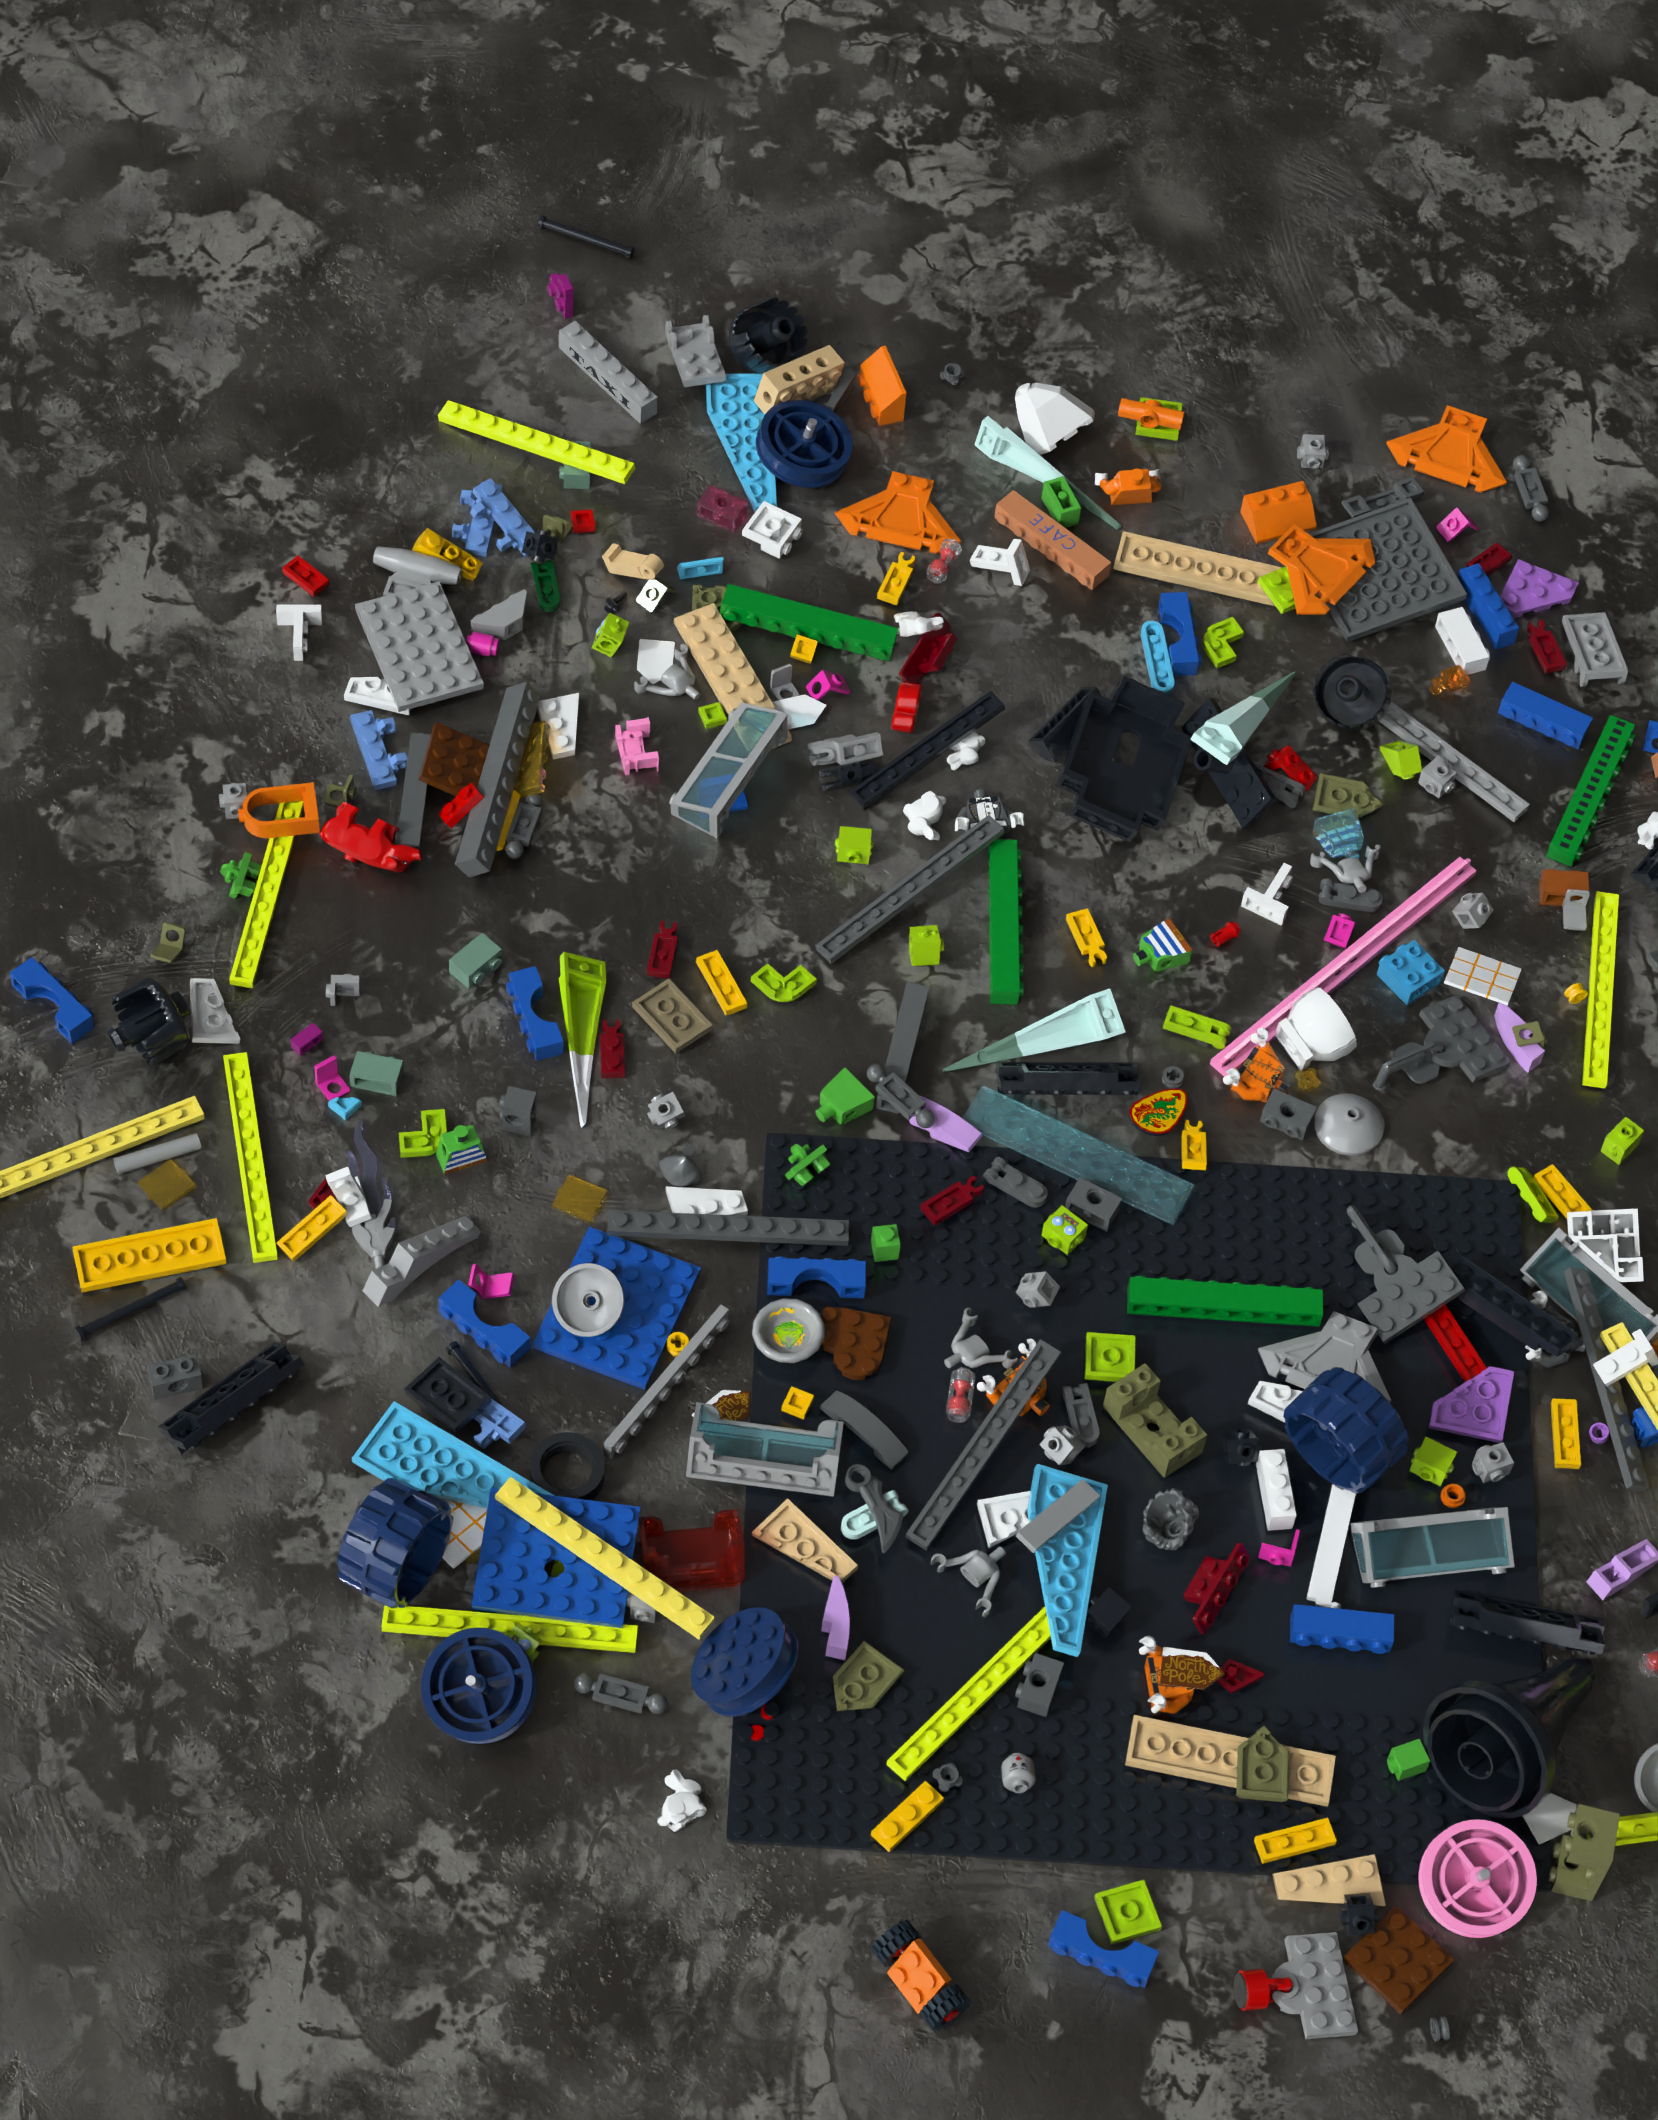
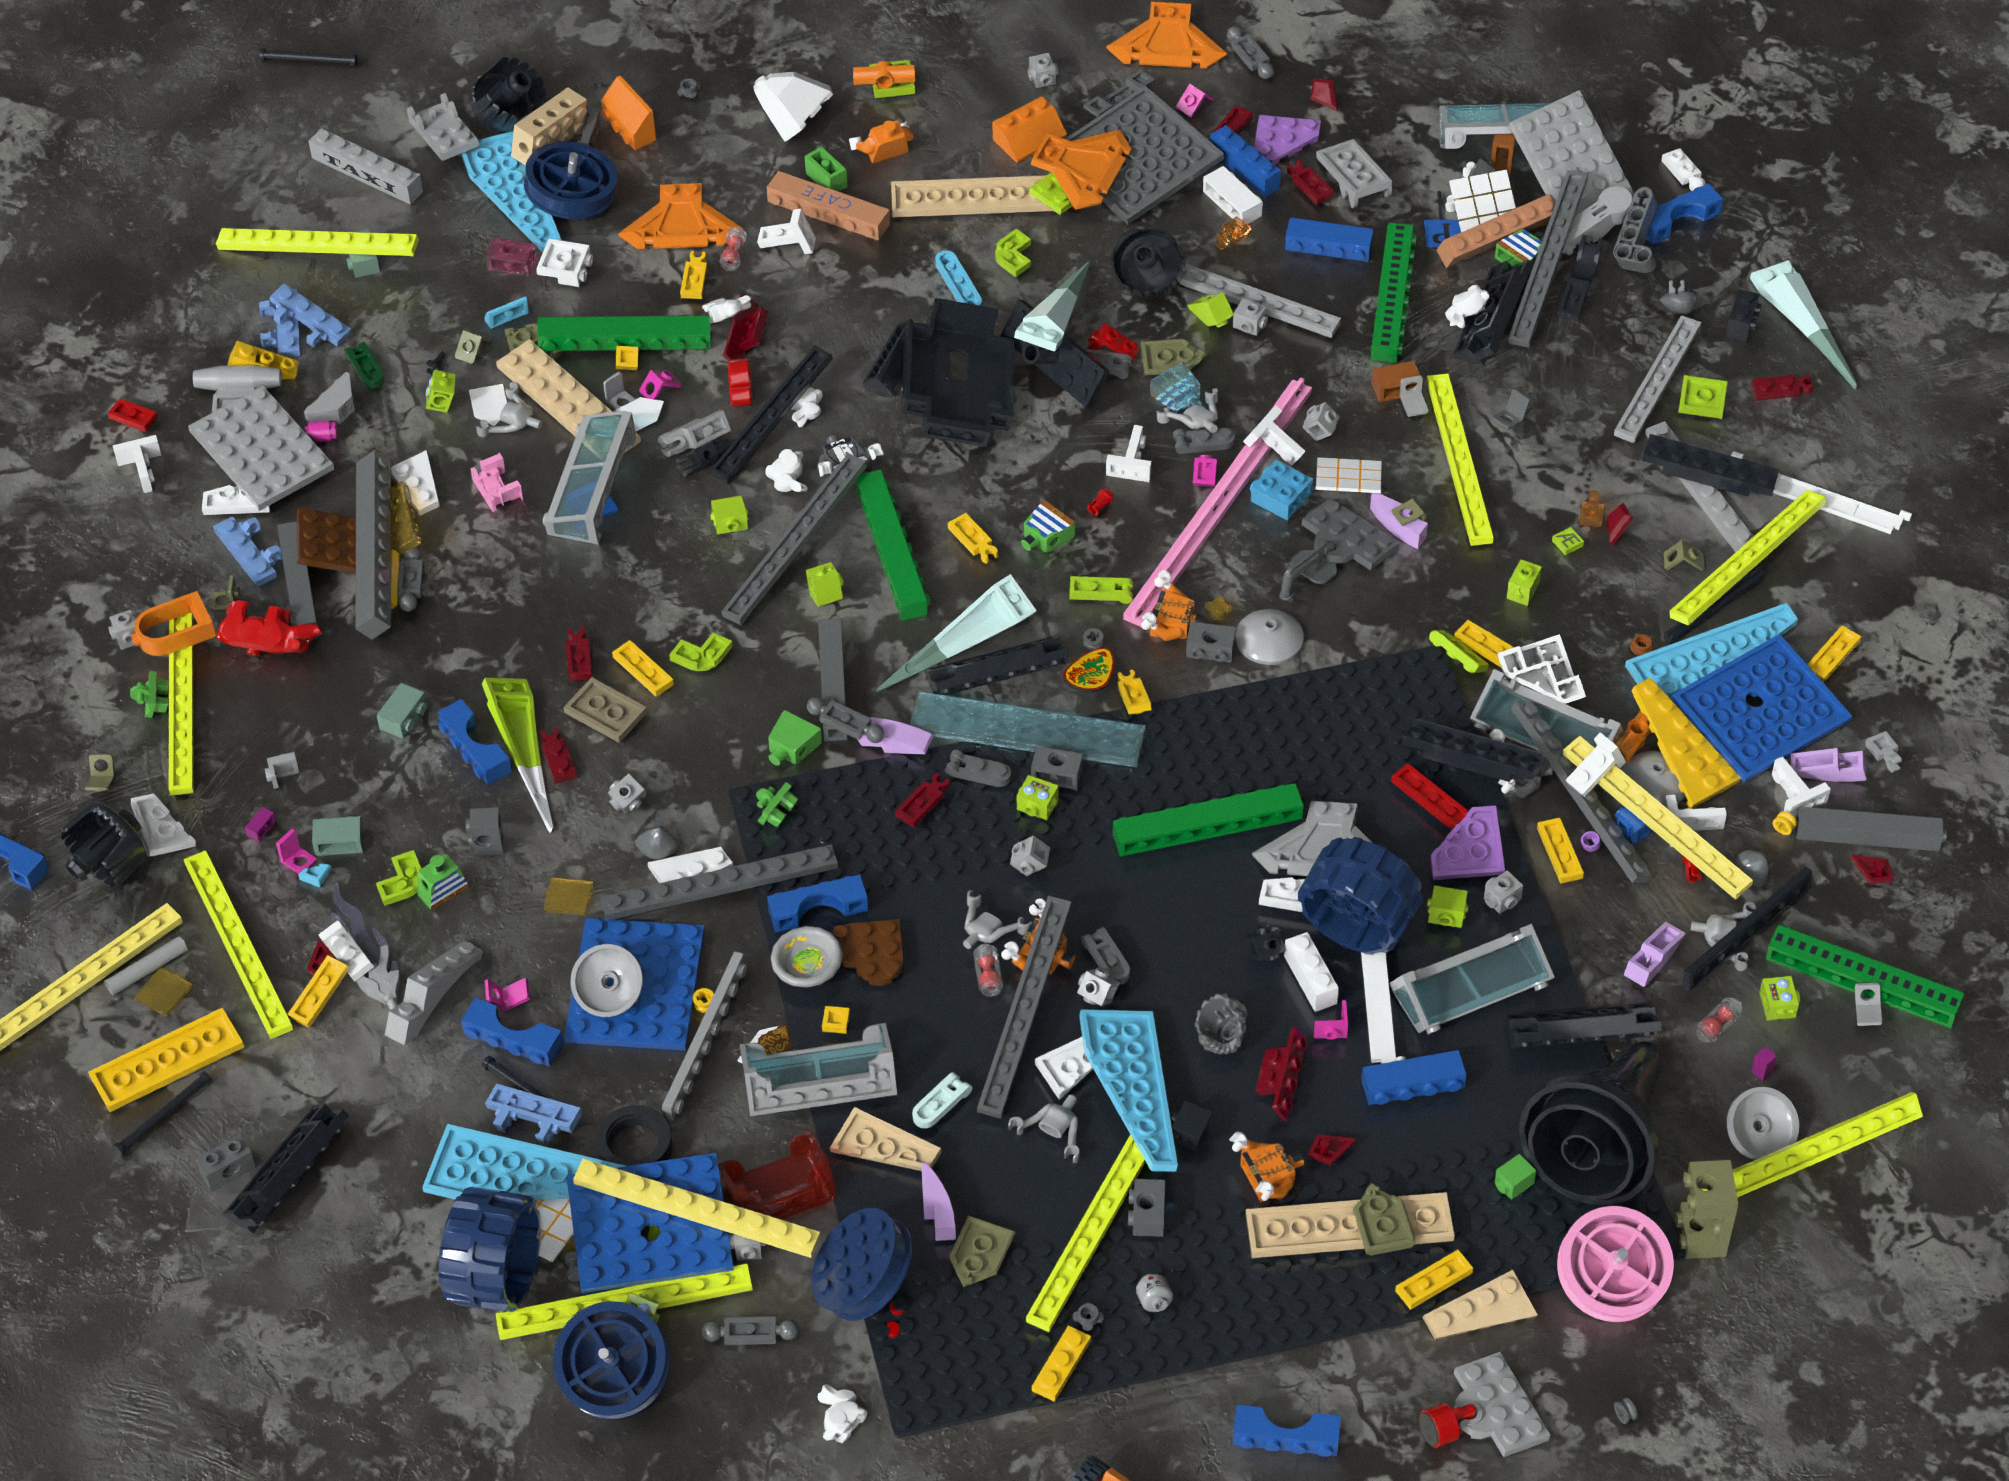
camera: 10 degrees left, 5 degrees down
(447, 1395) = (497, 1104): black plate -> none
(461, 805) = (345, 576): red plate -> none
(540, 545) = (349, 330): black brick -> none
(556, 527) = (358, 313): olive bracket -> none
(562, 291) = (300, 106): magenta plate -> none
(582, 521) = (382, 300): red plate -> none
(631, 563) = (441, 324): tan leg -> none
(712, 715) = (559, 438): lime tile -> none
(866, 1426) = (909, 1022): dark grey slope -> none
(885, 1243) = (873, 854): bright green brick -> none
(886, 1518) = (954, 1098): dark grey piece -> none
(1012, 451) = (765, 138): light aqua plate -> none
(1058, 1516) = (1116, 1049): light grey tile -> none
(1109, 1356) = (1117, 898): lime plate -> none
(1127, 1912) = (1298, 1390): lime plate -> none
(1135, 1404) = (1155, 933): olive plate -> none
(1176, 613) = (964, 239): blue arch -> none
(1188, 1668) = (1283, 1152): sticker -> none
(1315, 1030) = (1213, 559): white plate -> none
(1359, 1914) = (1516, 1328): black brick -> none
(1398, 1960) = (1565, 1360): reddish brown plate -> none
(1404, 1288) = (1370, 761): dark grey plate -> none
(1420, 916) = (1275, 438): none -> white bracket
(1457, 1491) = (1476, 927): orange plate -> none
(1549, 1818) = (1663, 1192): white sticker -> none
(1575, 993) = (1438, 468): yellow bush -> none
(1592, 554) = (1324, 93): none -> dark red piece

